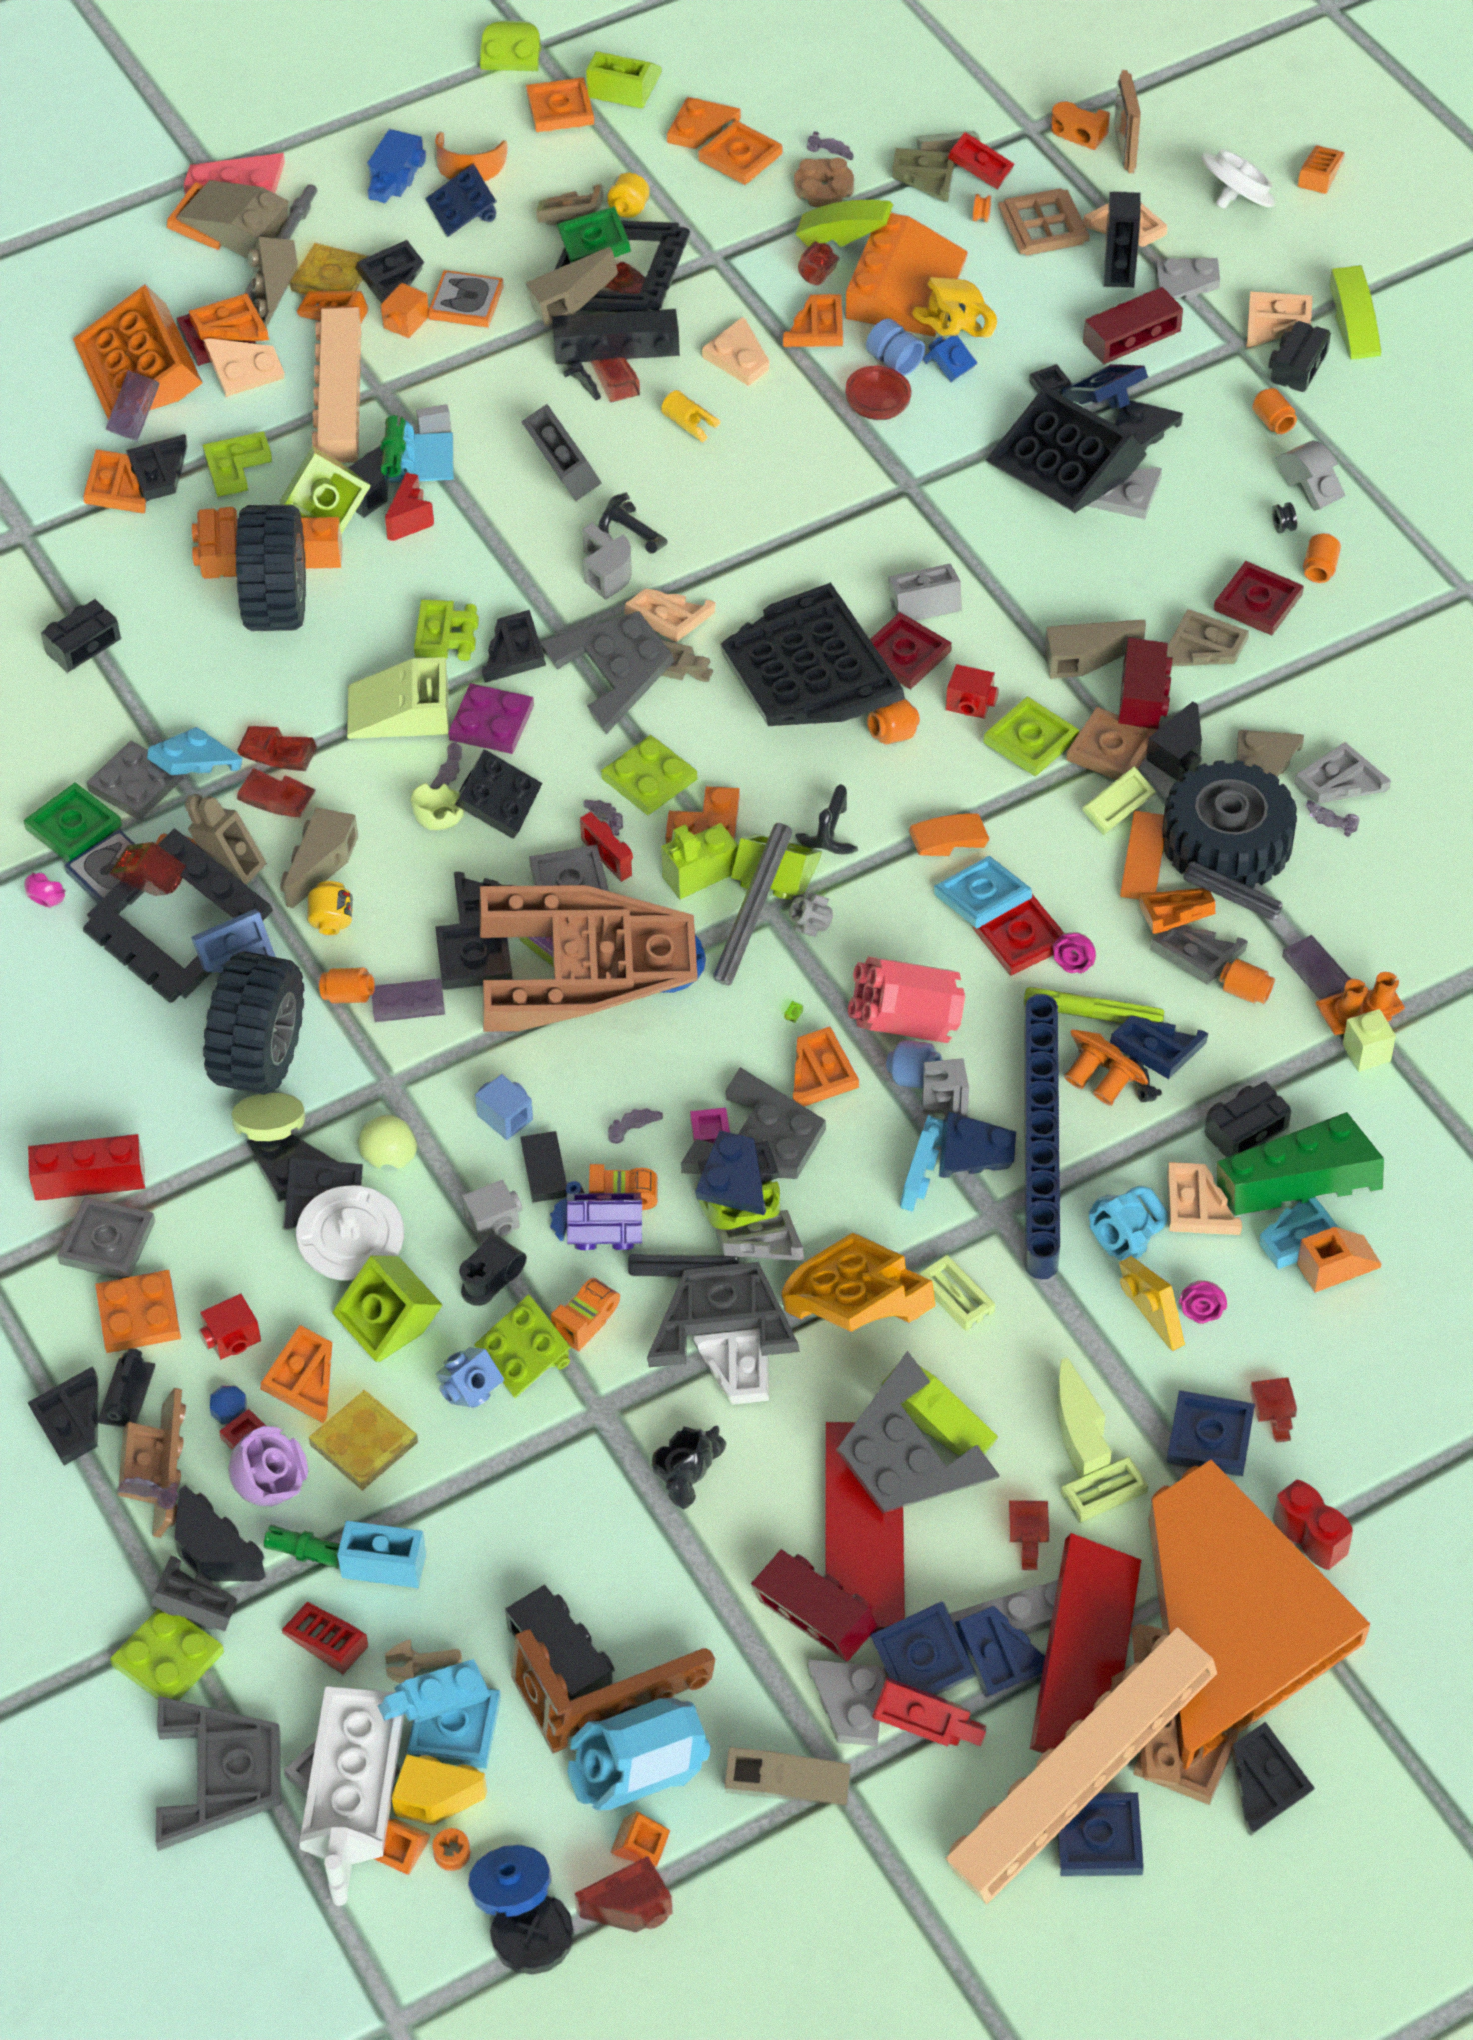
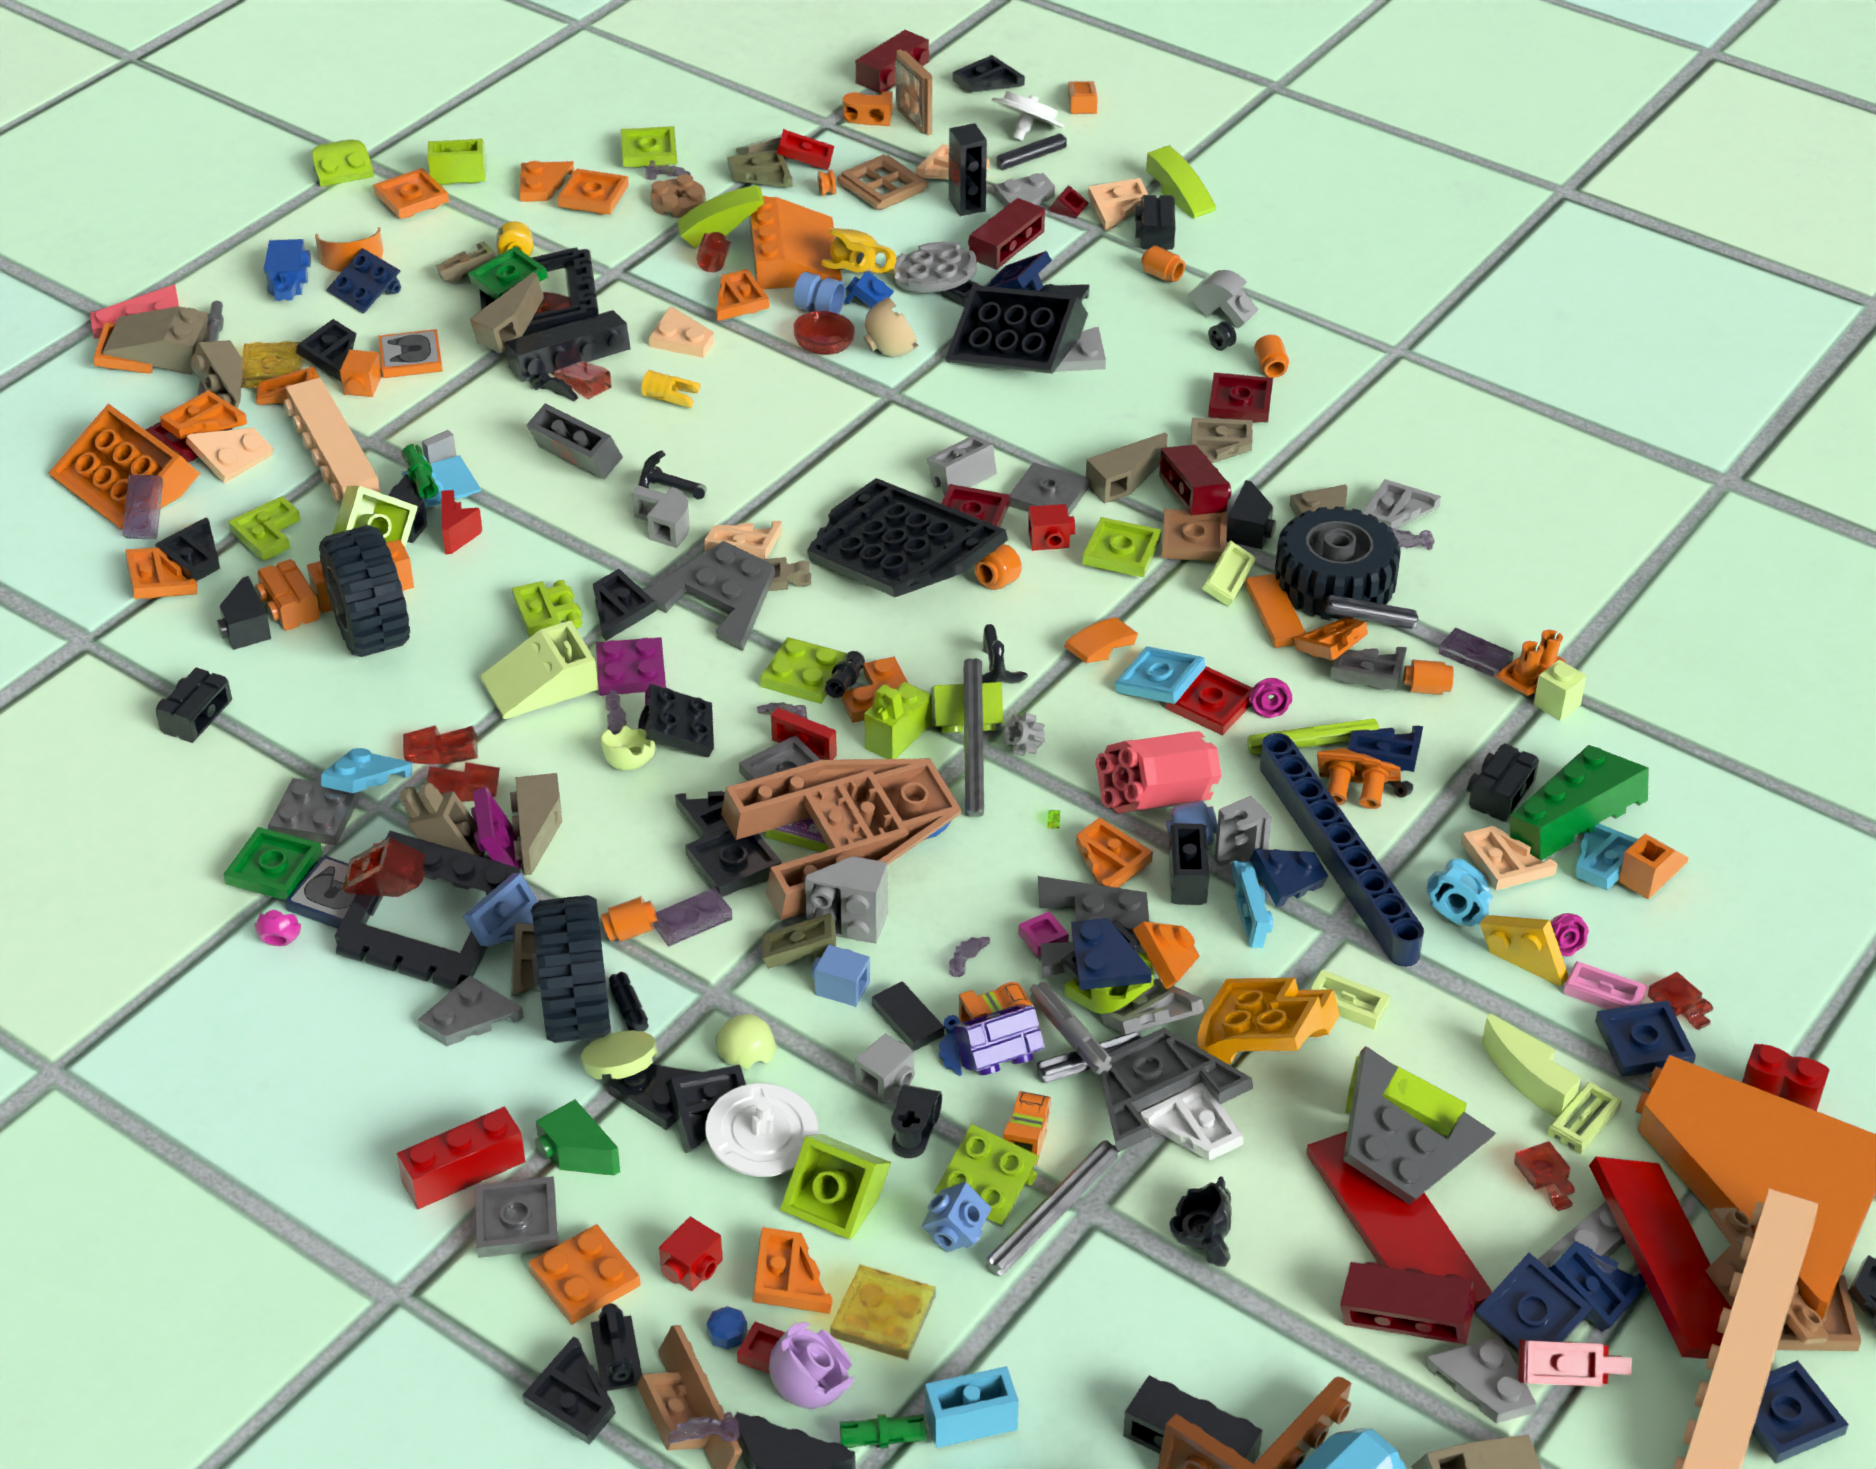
camera: 25 degrees left, 10 degrees down
(164, 1027) = (467, 1012): none -> flat silver wing
(168, 553) = (243, 616): none -> black slope
(188, 1185) = (576, 1141): none -> green slope
(267, 859) = (494, 829): none -> magenta plate
(307, 1067) = (628, 1002): none -> black axle
(330, 907) = (573, 859): yellow head -> none
(484, 1059) = (799, 940): none -> olive hinge
(545, 1035) = (853, 894): none -> light grey slope
(564, 1398) = (1051, 1208): none -> flat silver axle
(675, 1232) = (1071, 1028): none -> light grey axle
(679, 793) = (844, 674): none -> black pin
(806, 1186) = (1168, 949): none -> orange wing
(826, 111) = (648, 144): none -> lime plate
(881, 1104) = (1188, 864): none -> black brick
(939, 411) = (888, 330): none -> tan cylinder
(998, 647) = (1048, 486): none -> flat silver plate
(1034, 346) = (934, 267): none -> light grey tile
(1149, 63) = (877, 67): none -> dark red brick
(1203, 1370) = (1604, 993): none -> bright pink tile
(1223, 226) = (1031, 151): none -> black axle
(1225, 304) = (1069, 203): none -> dark red slope
(1231, 114) = (988, 75): none -> black wing

